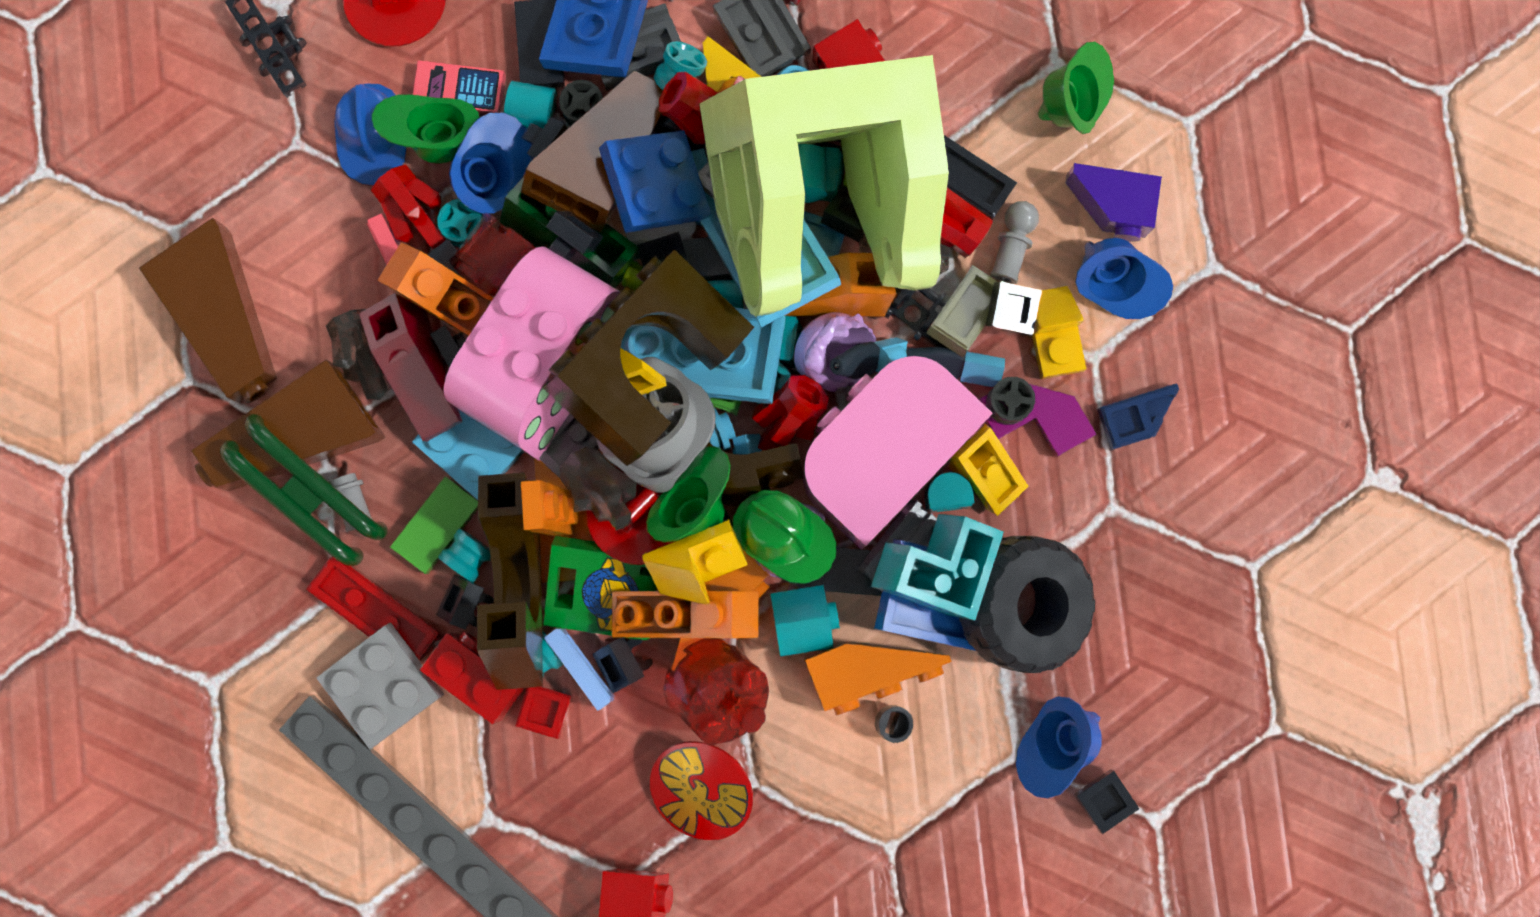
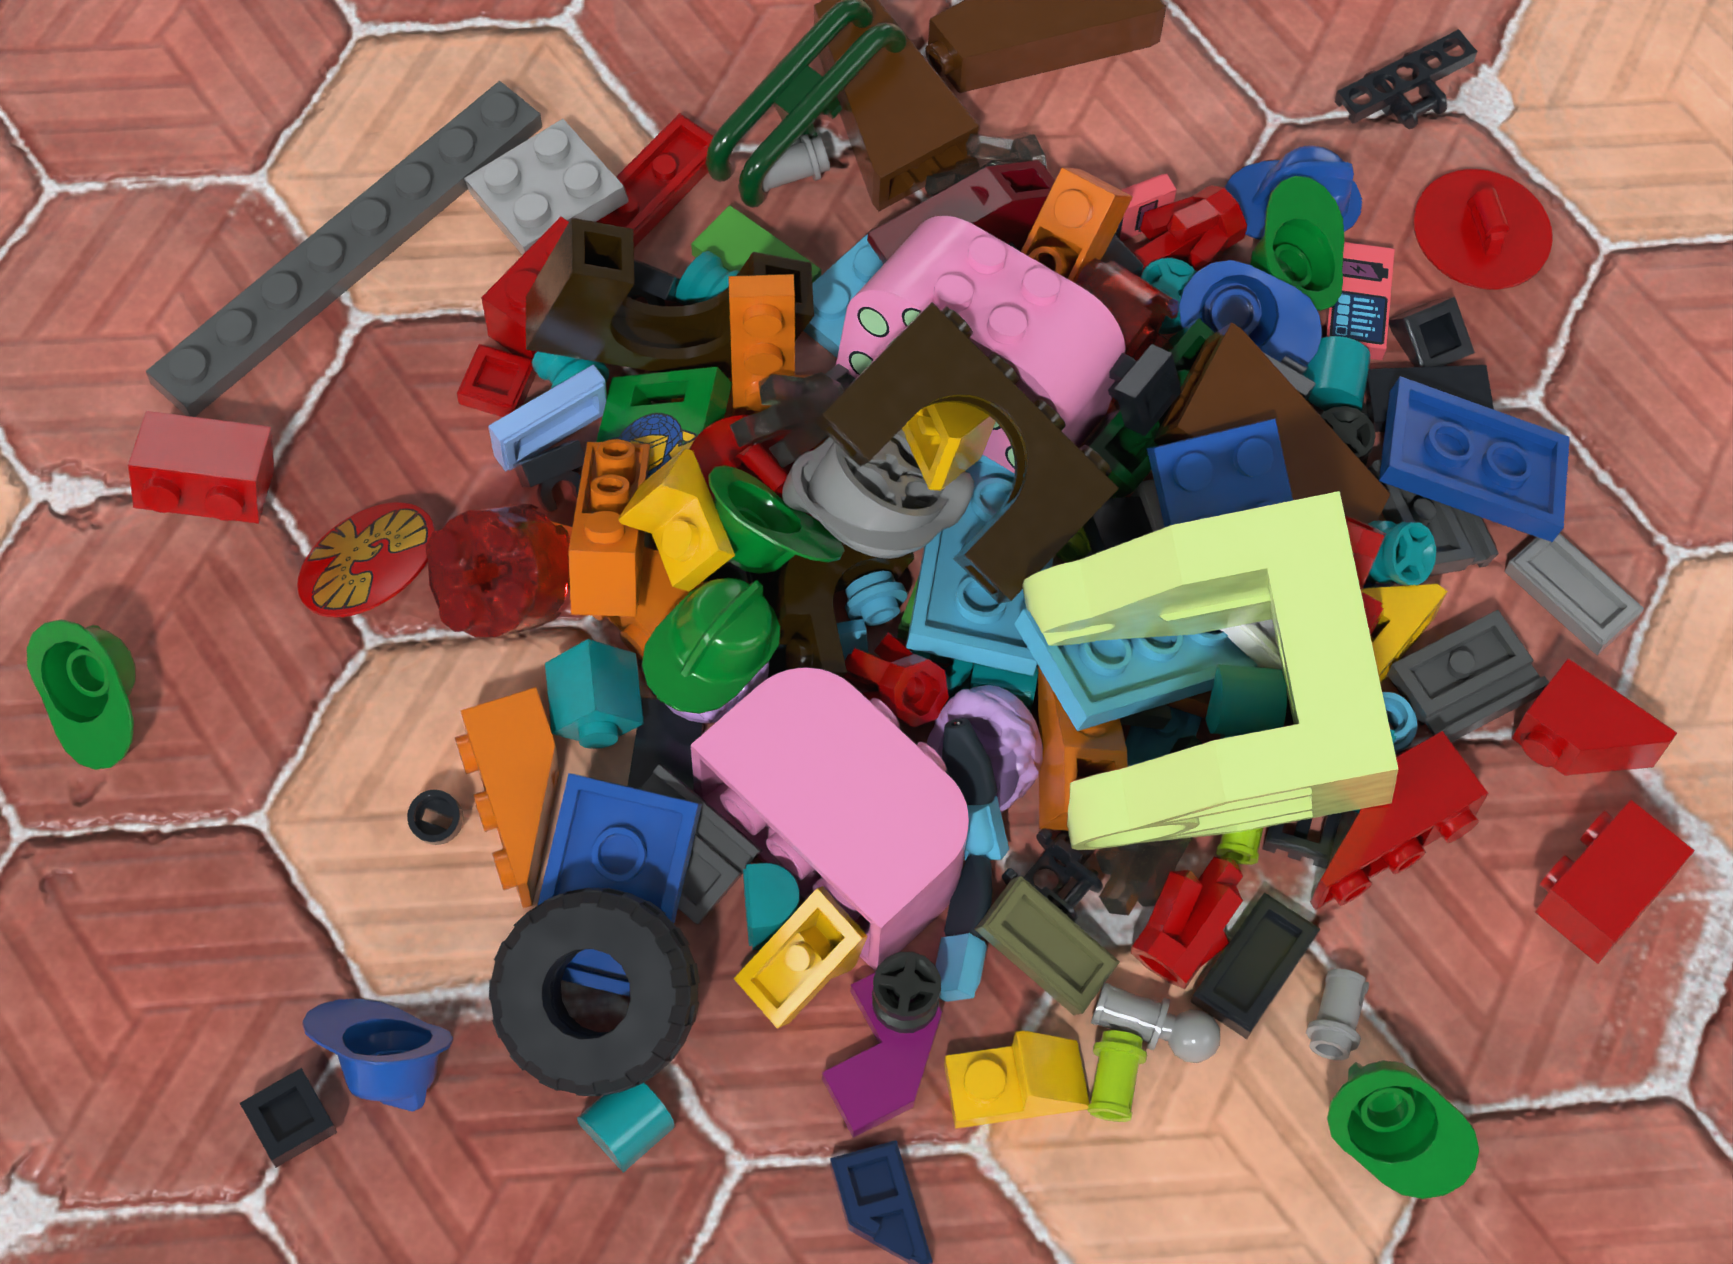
camera: 90 degrees right, 20 degrees down
(484, 39) = (1432, 333): none -> black slope
(948, 574) = (633, 846): teal brick -> none
(1003, 125) = (1334, 1030): none -> light grey pin
(1013, 308) = (1048, 999): plate -> none
(1049, 267) = (1116, 1075): none -> lime pin
(1105, 580) = (627, 1124): none -> teal brick
(1117, 199) = (1224, 1181): dark purple slope -> none
(1123, 279) = (1098, 1171): blue piece -> none

